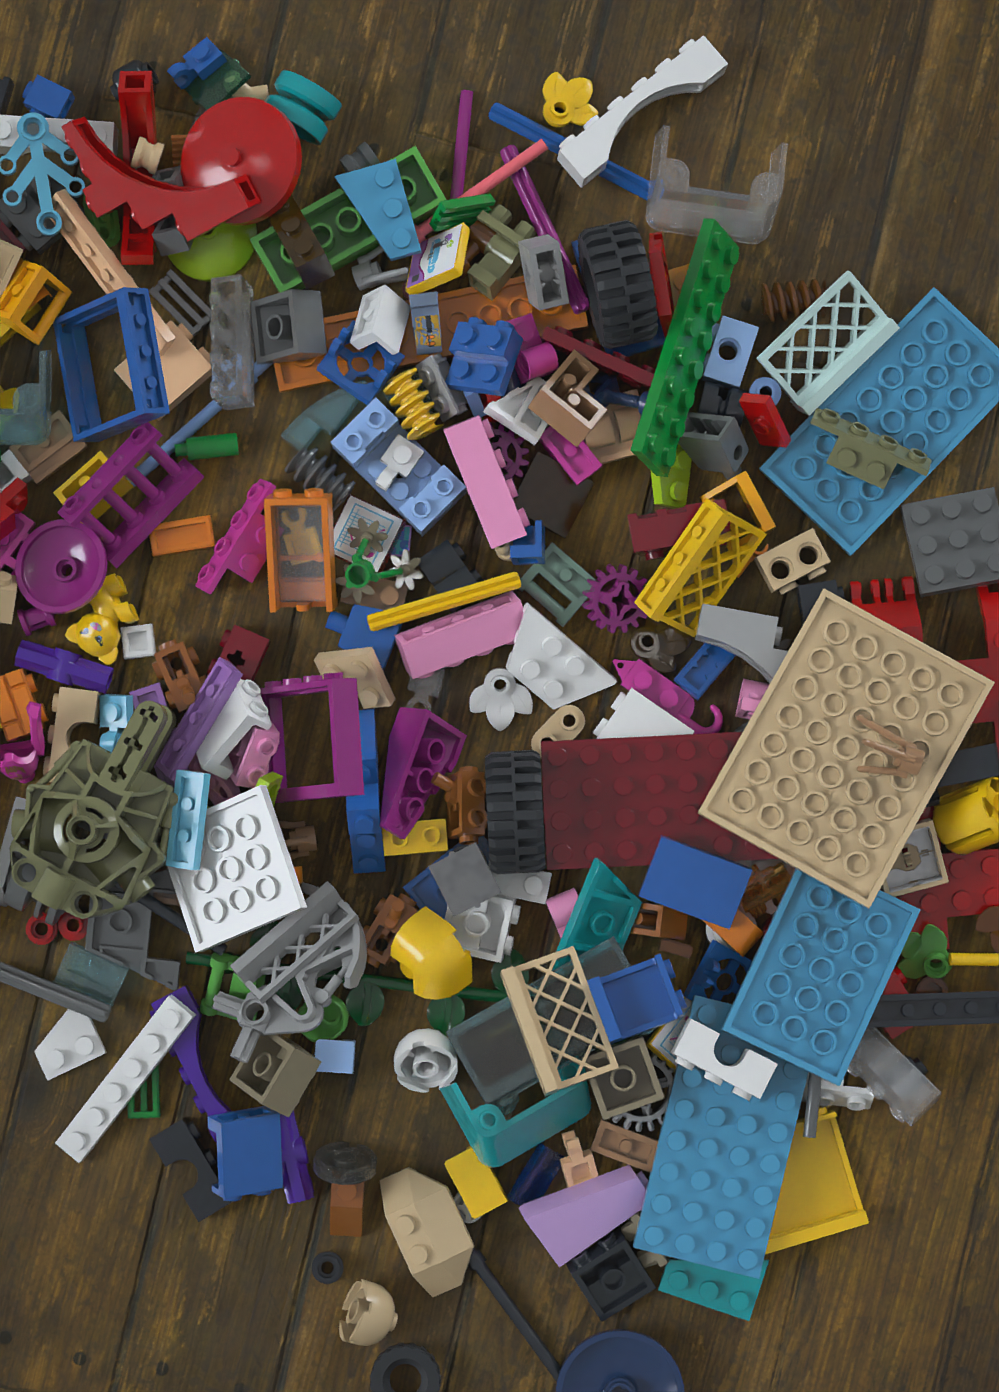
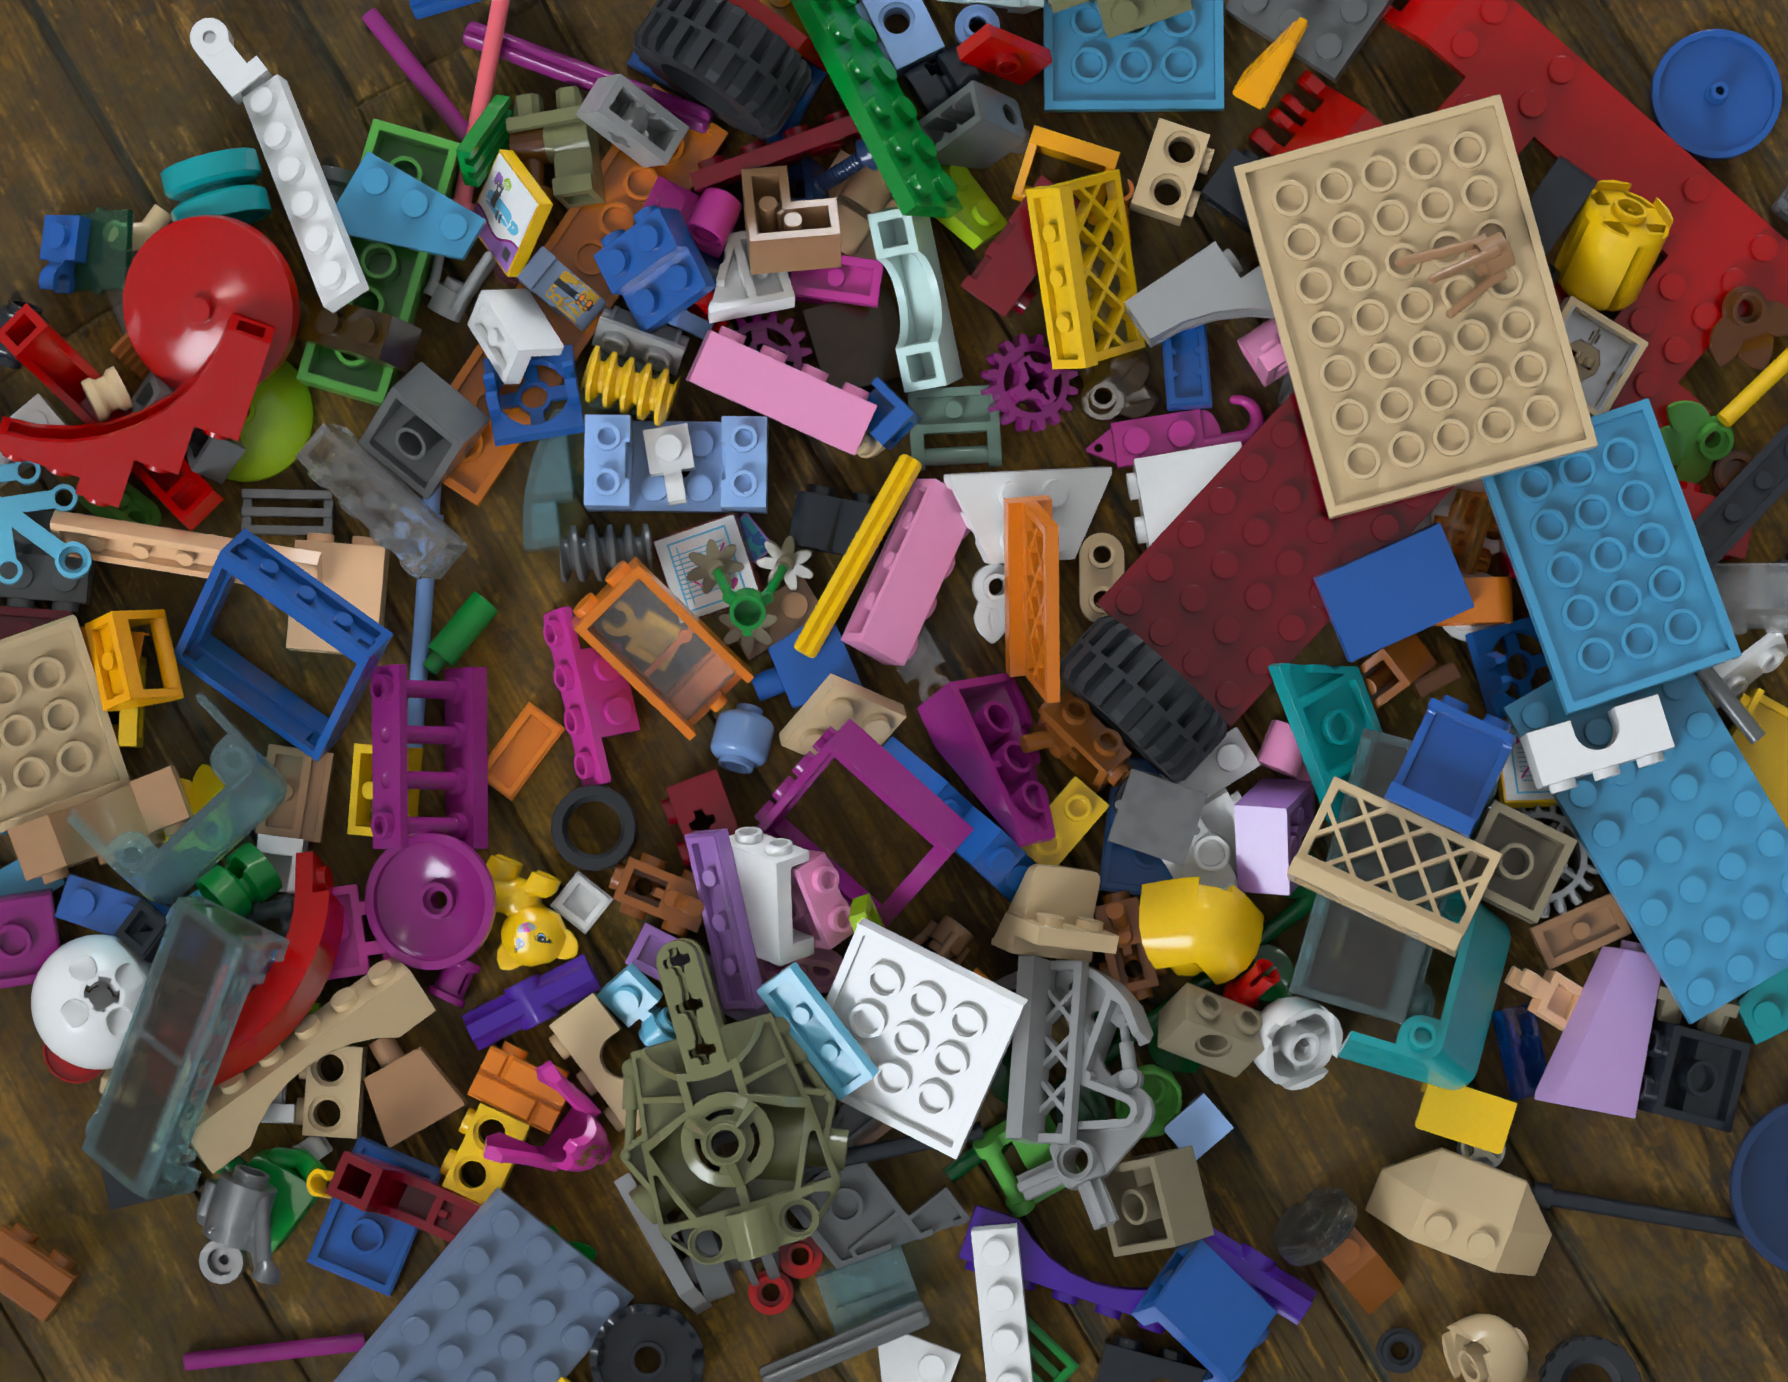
camera: 45 degrees left, 0 degrees up
(173, 587) = (561, 818): none -> black tyre
(297, 637) = (742, 738): none -> medium blue head
(343, 150) = (305, 194): none -> white plate
(365, 879) = (1055, 916): none -> tan piece
(372, 36) = (216, 49): none -> white leg
(387, 1012) = (1210, 1030): none -> dark tan brick
(421, 1010) = (1252, 984): none -> red pin
(512, 704) = (1032, 593): none -> orange fence
(515, 941) = (1270, 833): none -> panel
(586, 526) = (926, 337): none -> light aqua arch
(890, 557) = (1266, 71): none -> light orange slope

